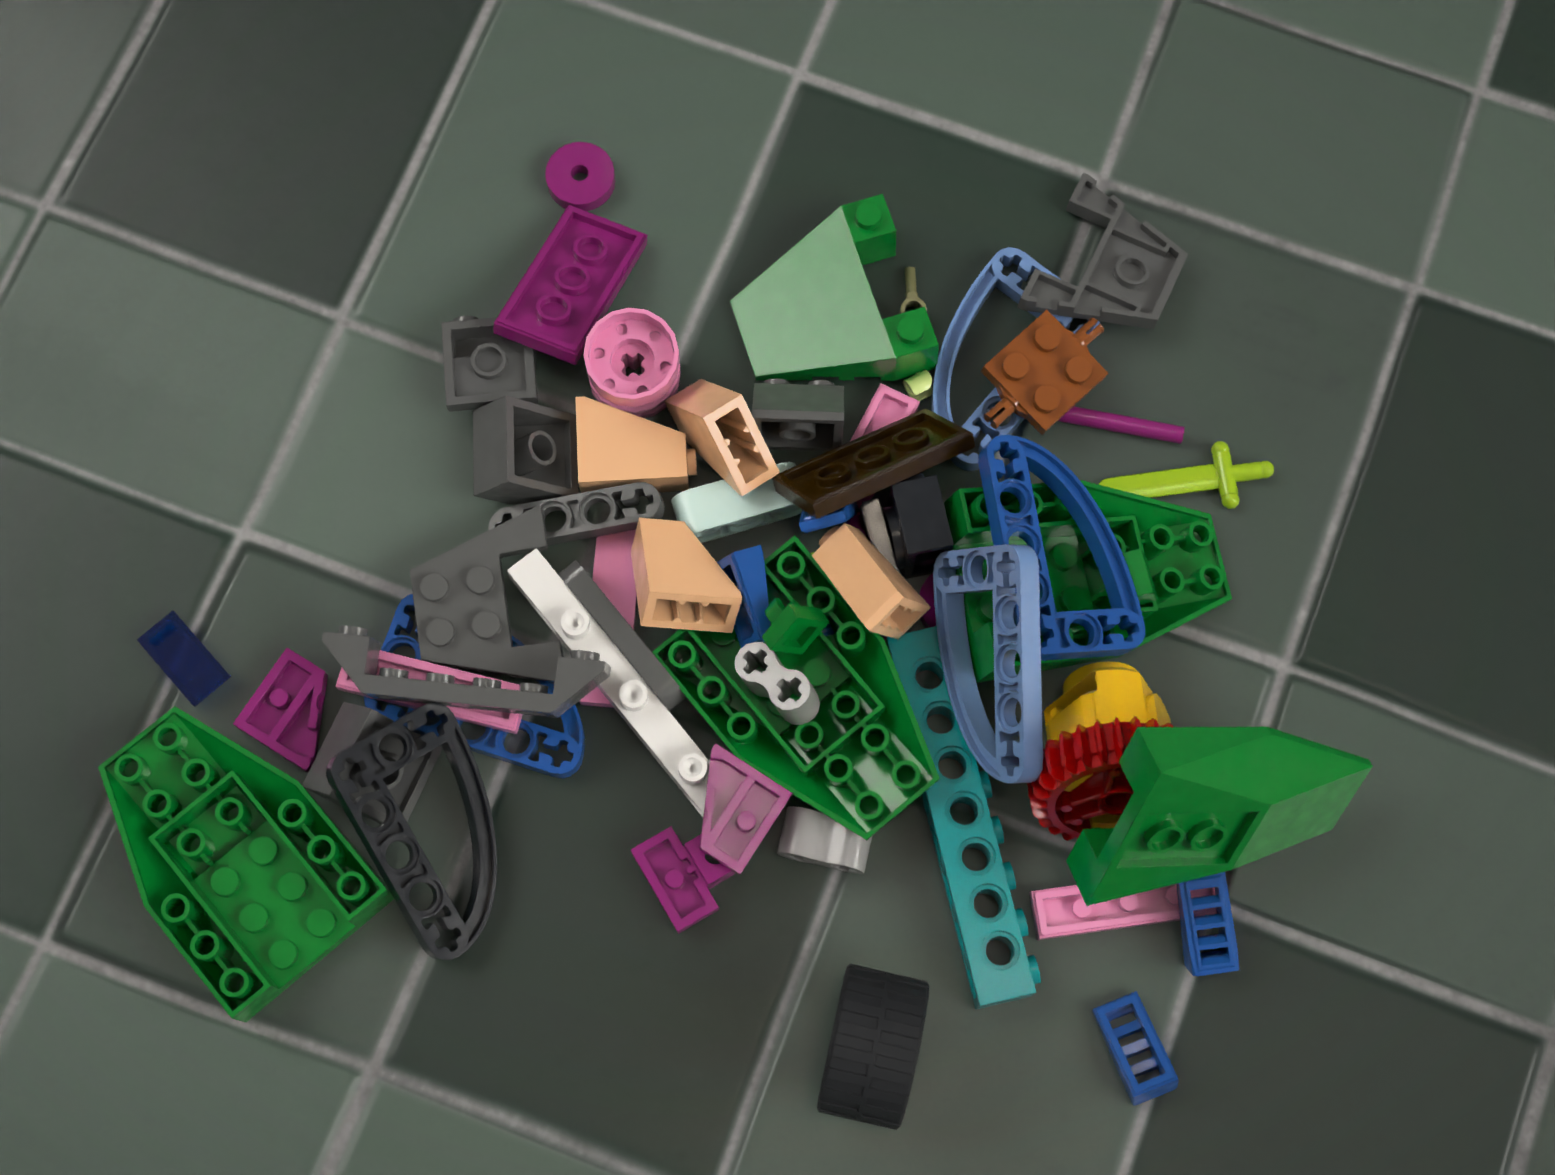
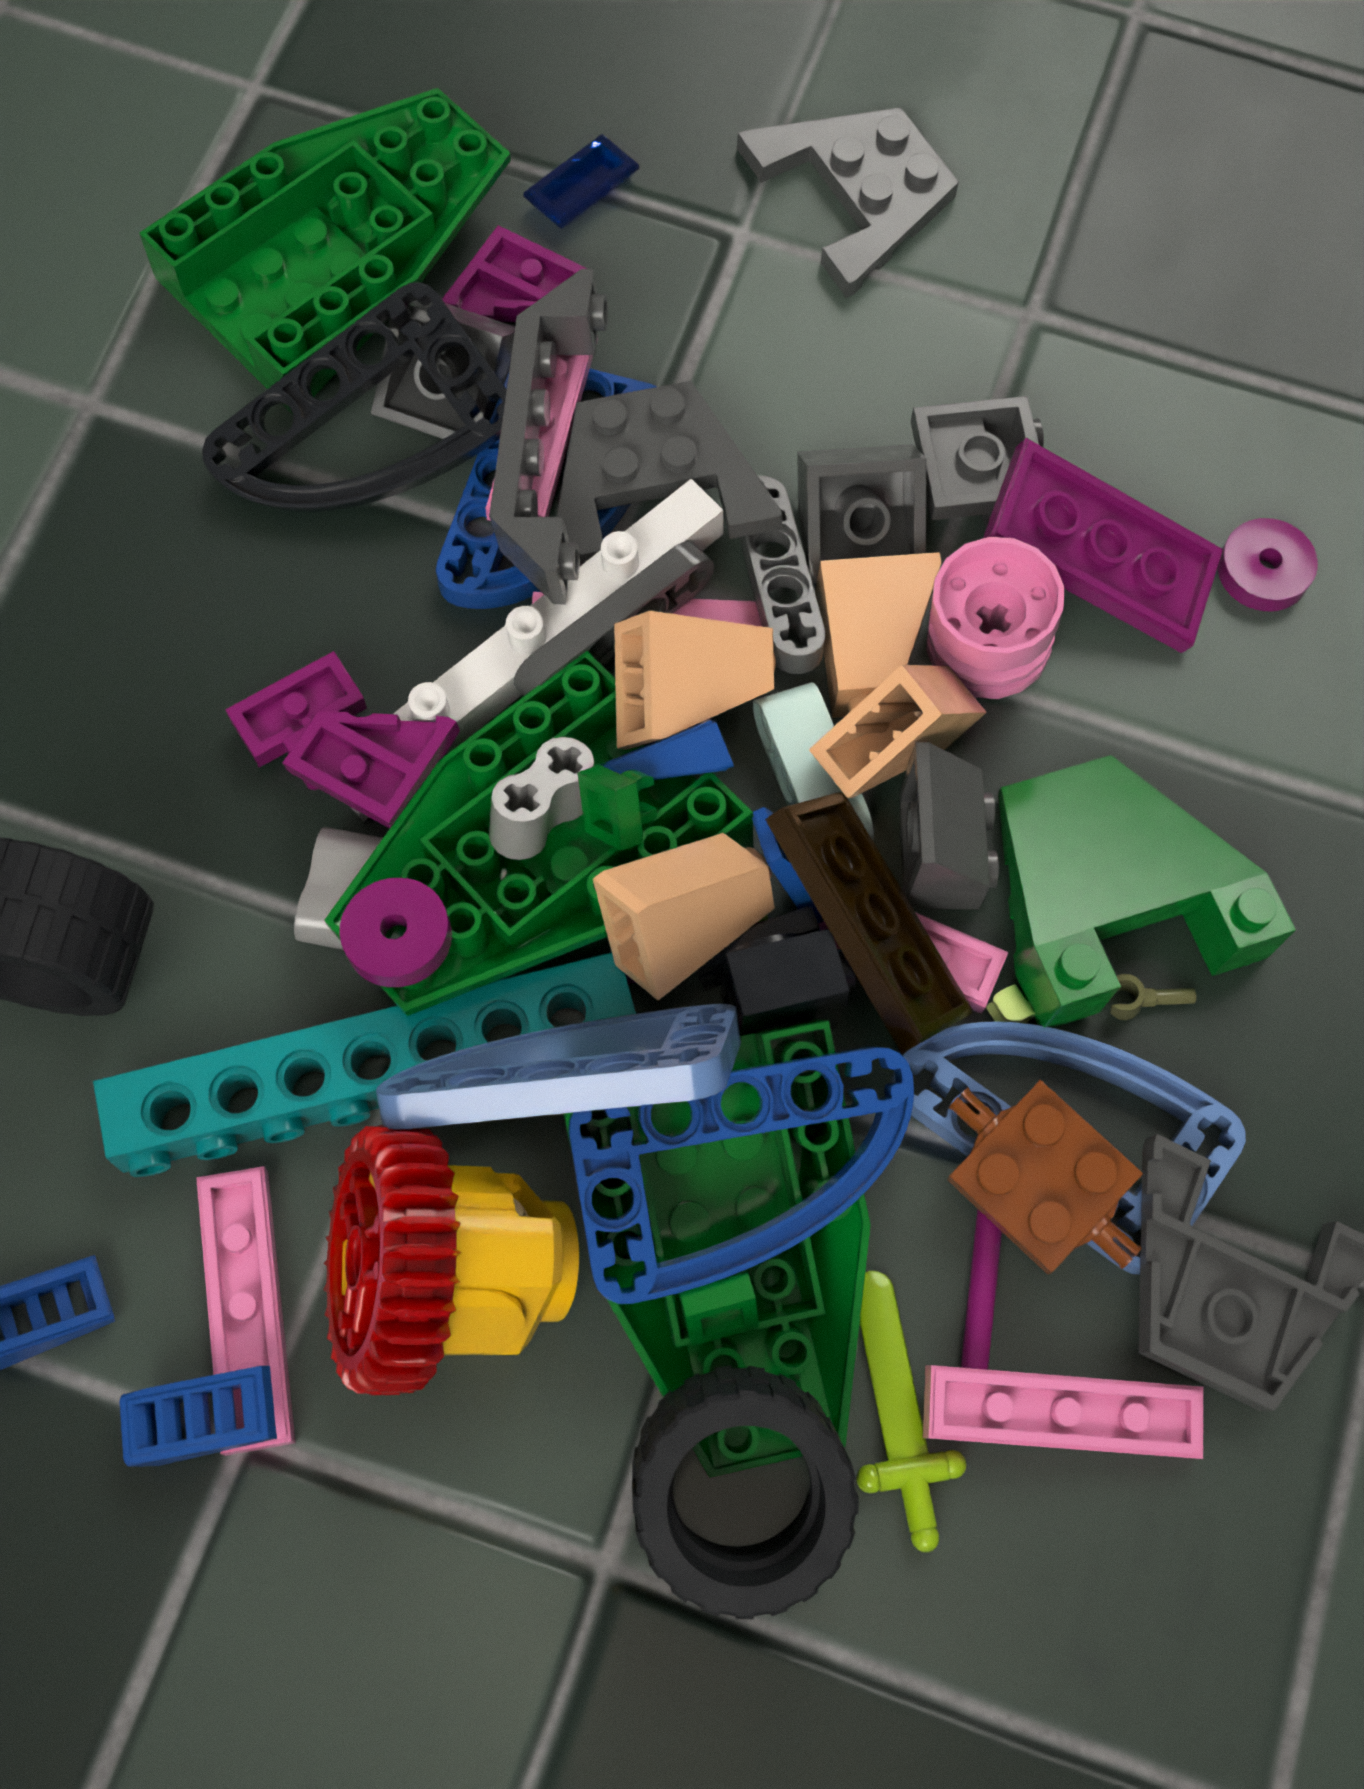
camera: 85 degrees right, 5 degrees down
(195, 421) = (875, 169): none -> wing
(886, 758) = (403, 959): none -> magenta piece
(1189, 379) = (1063, 1412): none -> bright pink tile
(1212, 805) = (340, 1399): green wedge -> none
(1290, 548) = (757, 1576): none -> black tyre

